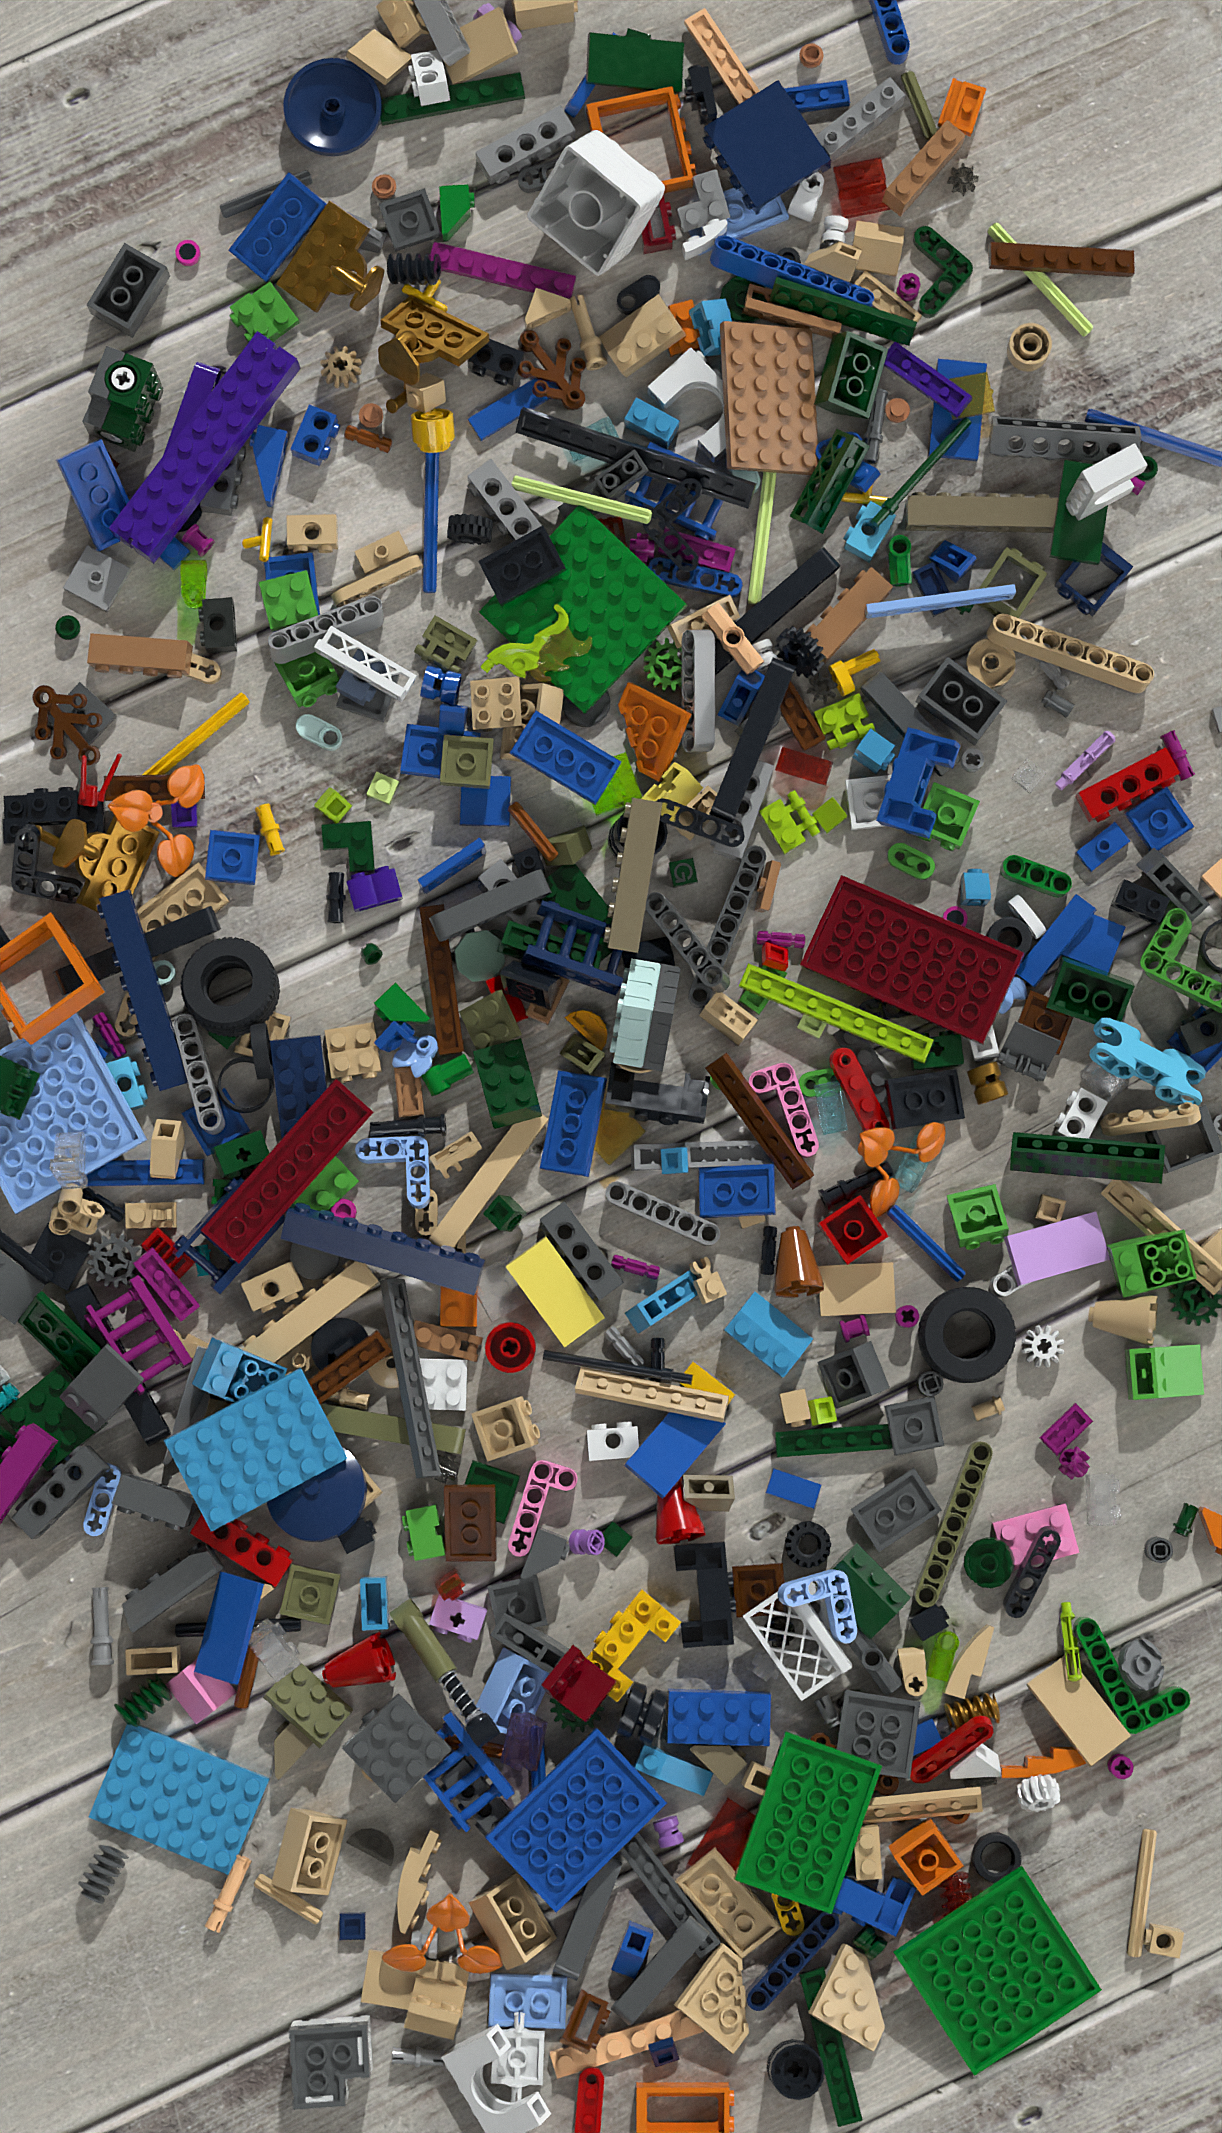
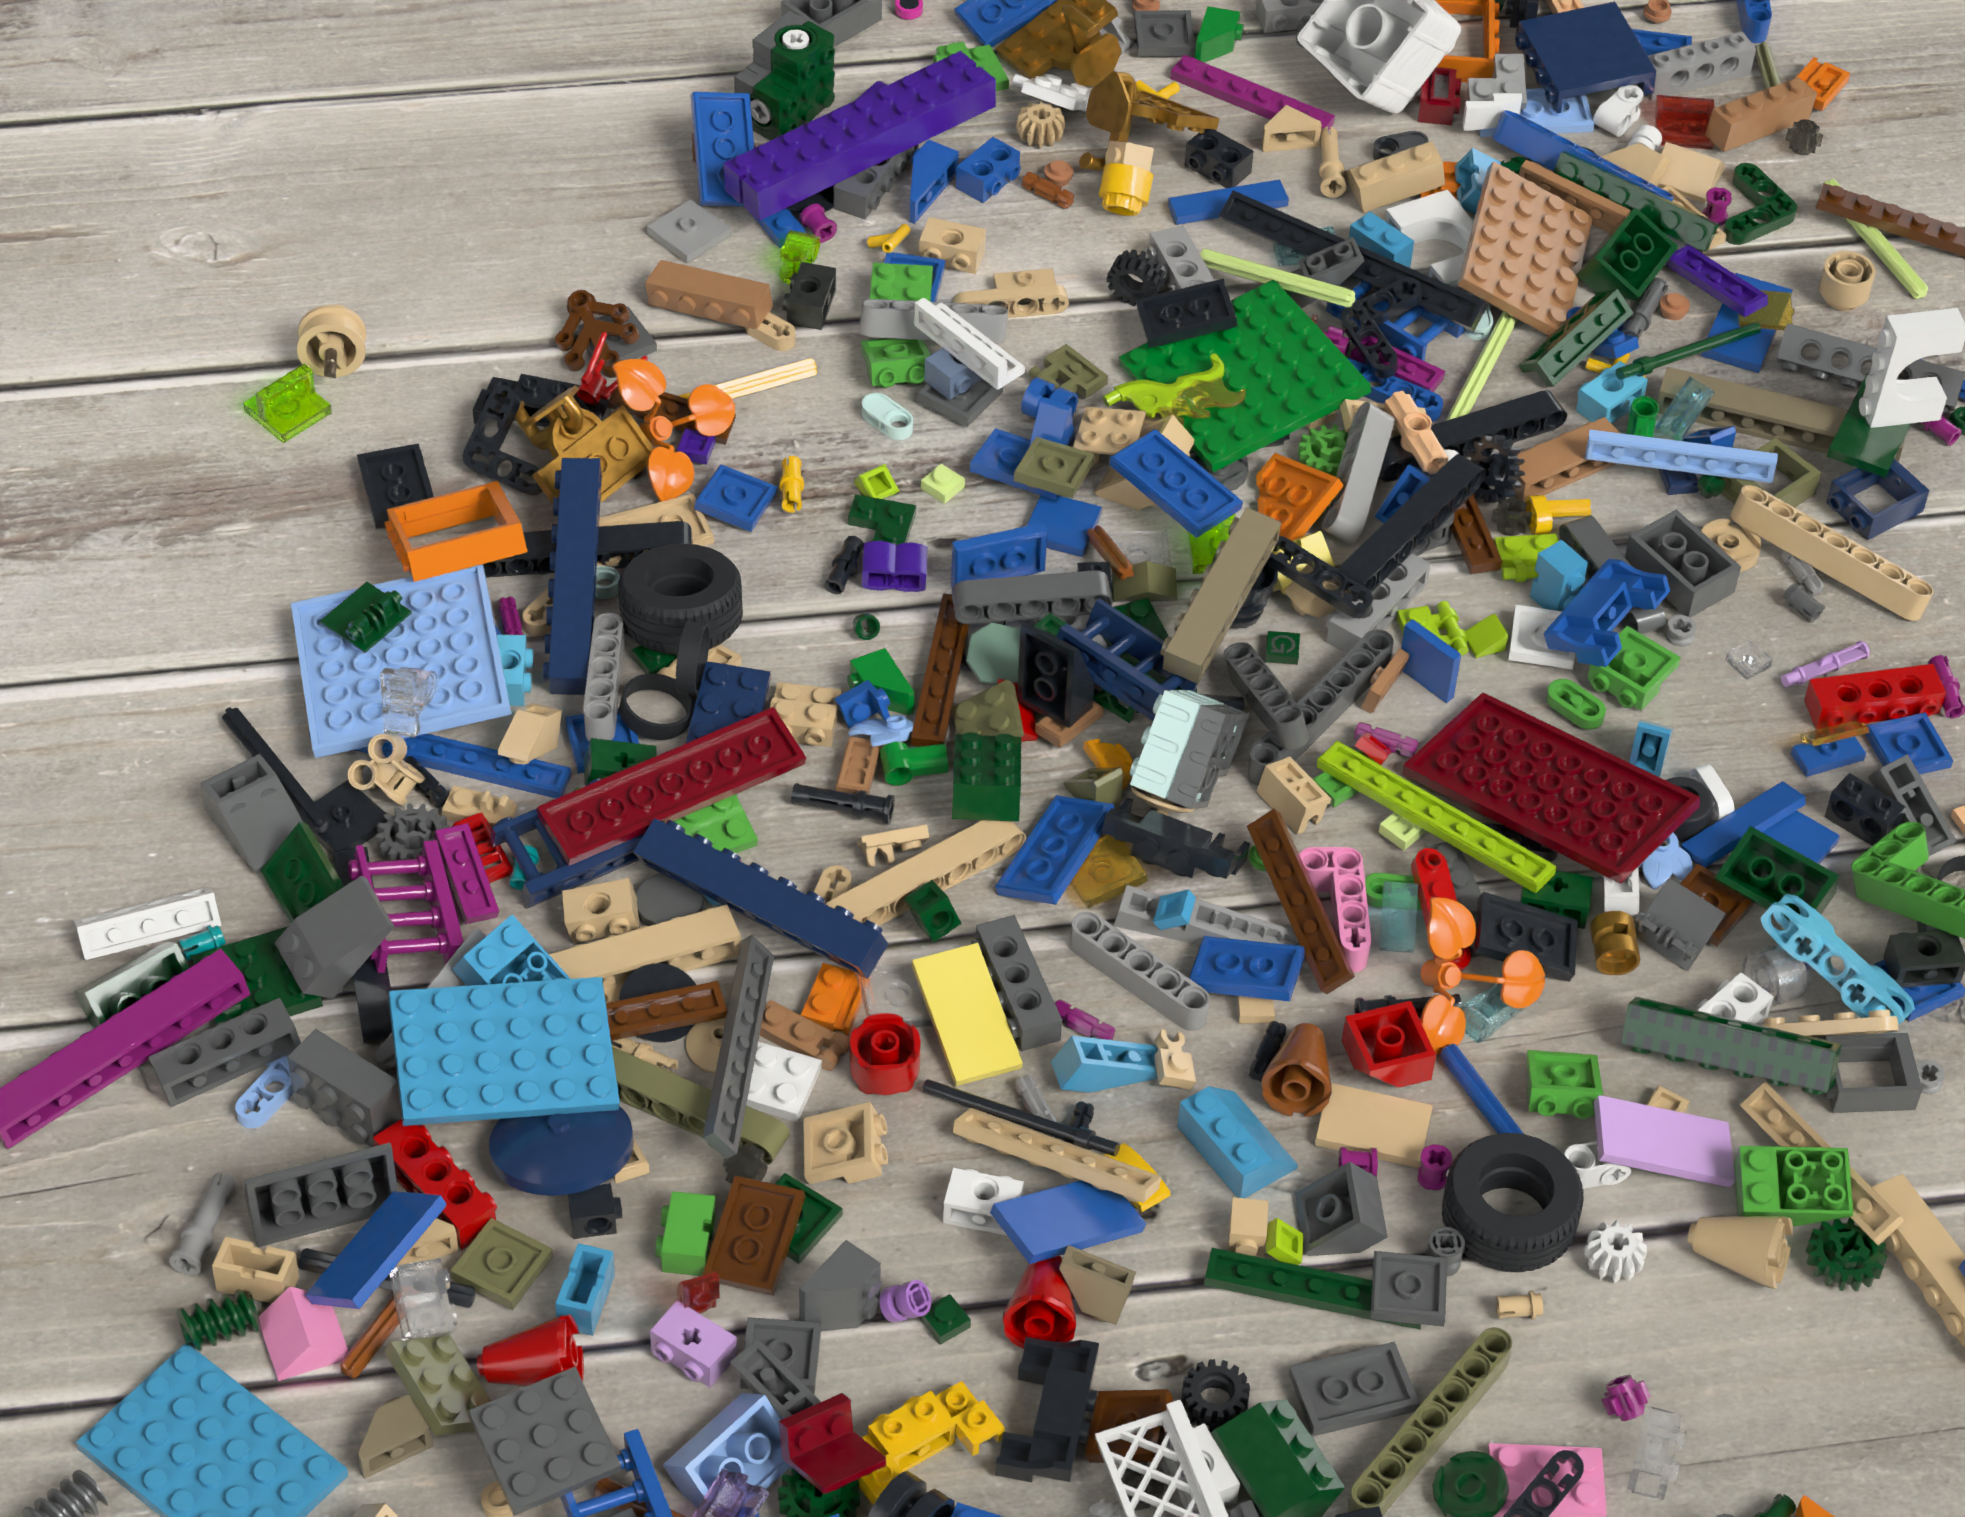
camera: 20 degrees right, 35 degrees down
(68, 627) = (636, 260): dark green plate -> none
(345, 329) = (1053, 91): none -> white plate
(404, 1155) = (793, 815): light blue beam -> none
(413, 270) = (1153, 65): black piece -> none
(431, 522) = (1092, 272): blue axle -> none
(442, 1669) = (626, 1332): piece -> none
(536, 1508) = (869, 1224): bright pink beam -> none
(552, 372) = (1292, 204): reddish brown plant -> none
(793, 1488) = (1216, 1327): blue tile -> none
(797, 864) = (1430, 661): none -> blue tile
(804, 766) = (1471, 582): clear red slope -> none
(825, 1590) = (1227, 1426): light blue beam -> none
(931, 540) = (1684, 409): none -> clear light blue plate
(1048, 876) = (1734, 755): green beam -> none
(1065, 1429) = (1624, 1357): magenta plate -> none
(1105, 836) = (1834, 733): none -> clear yellow piece
(1164, 1372) = (1780, 1323): bright green slope -> none

